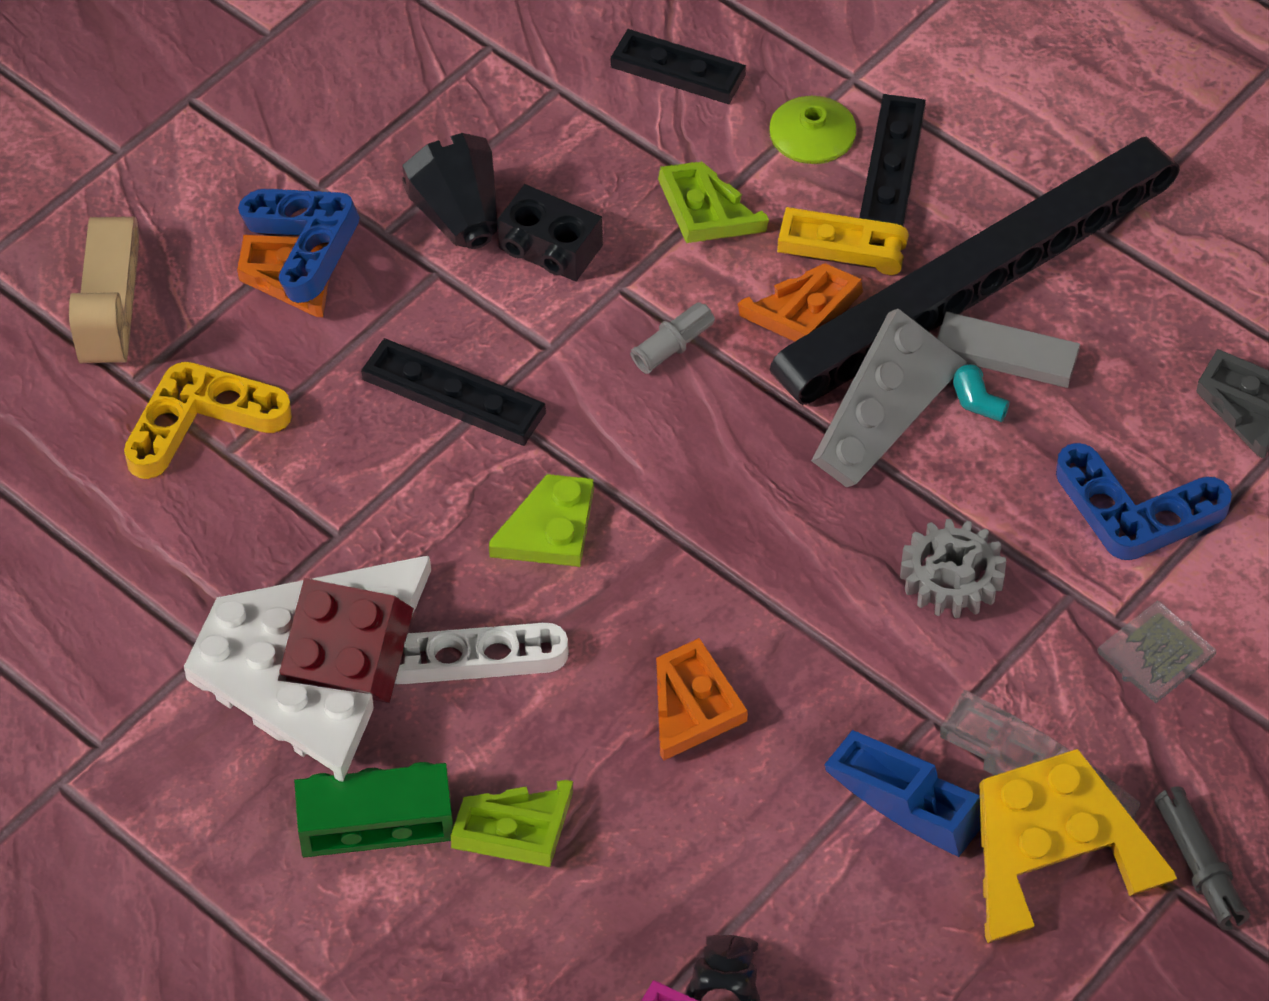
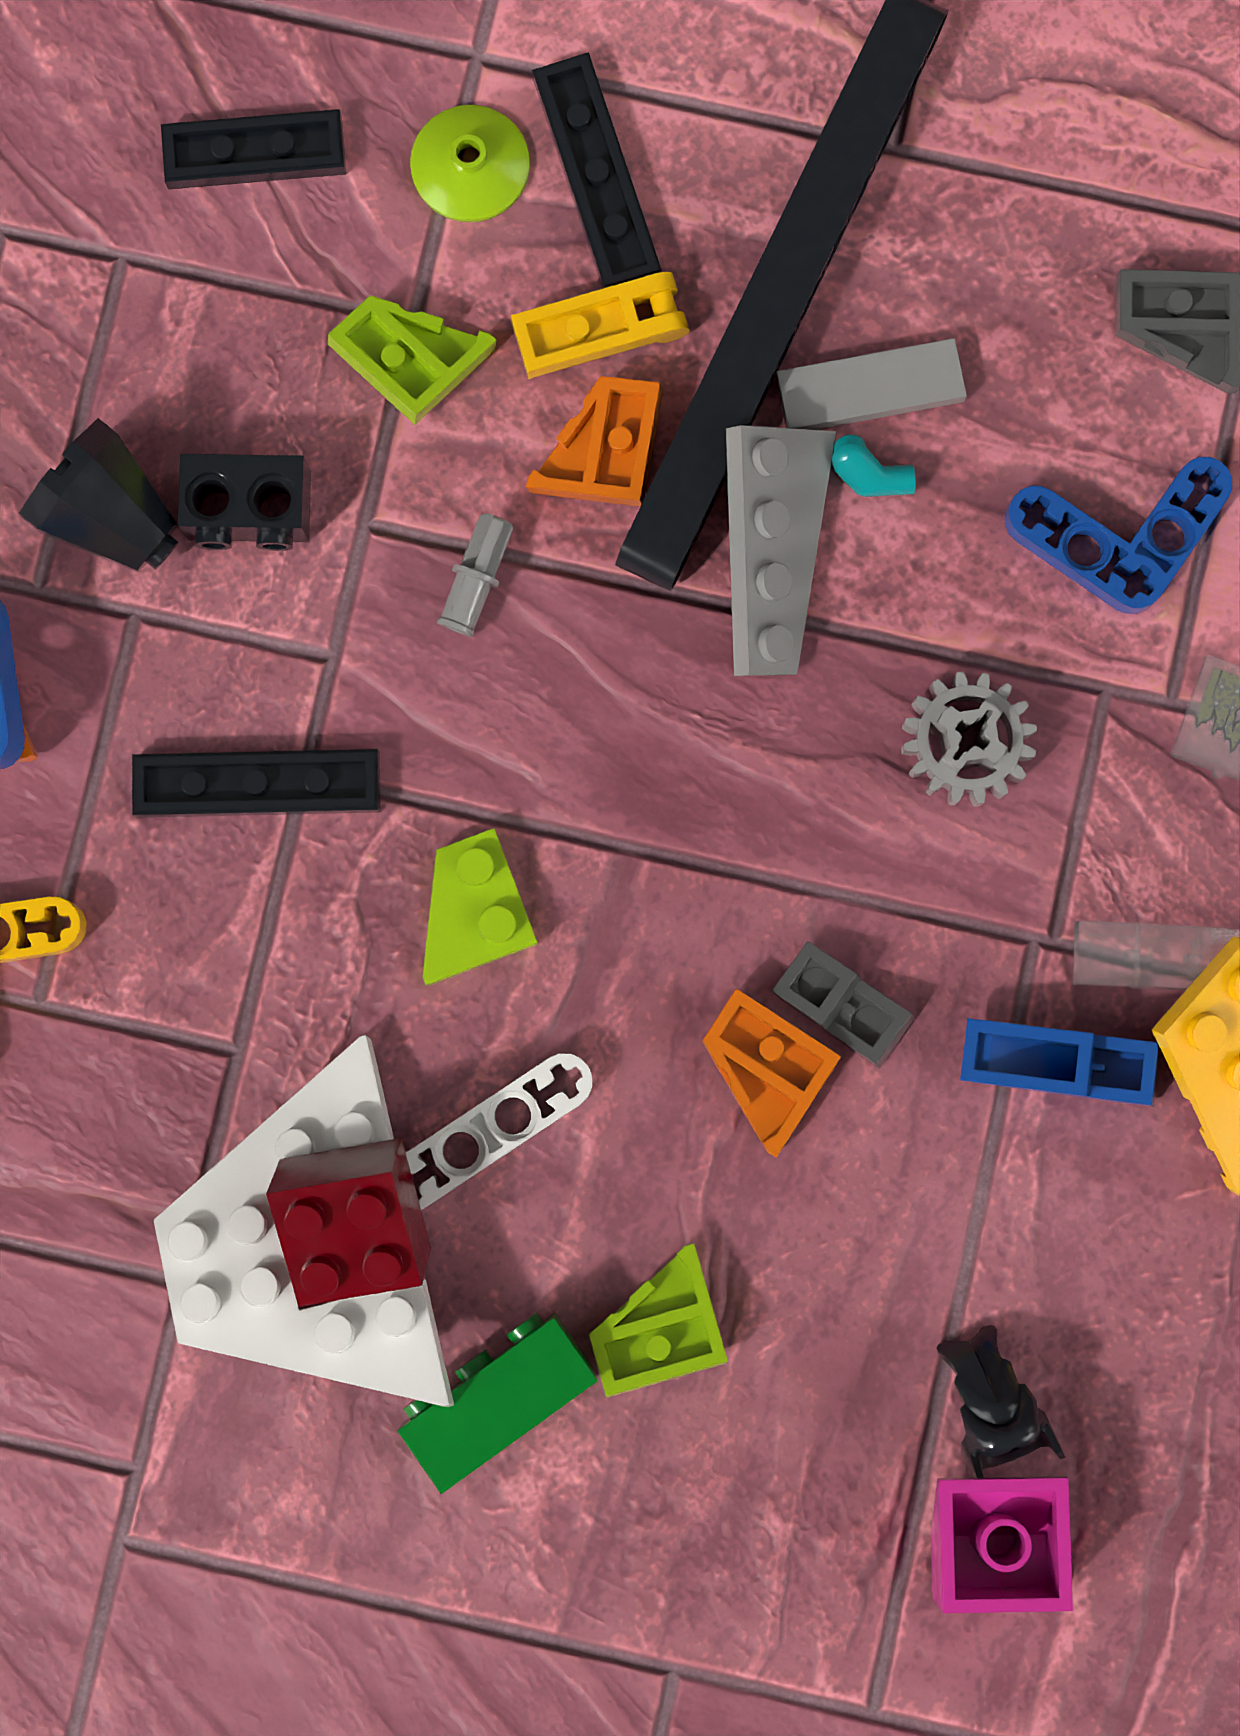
camera: 30 degrees left, 30 degrees up
(769, 691) = (843, 1004): none -> dark grey slope

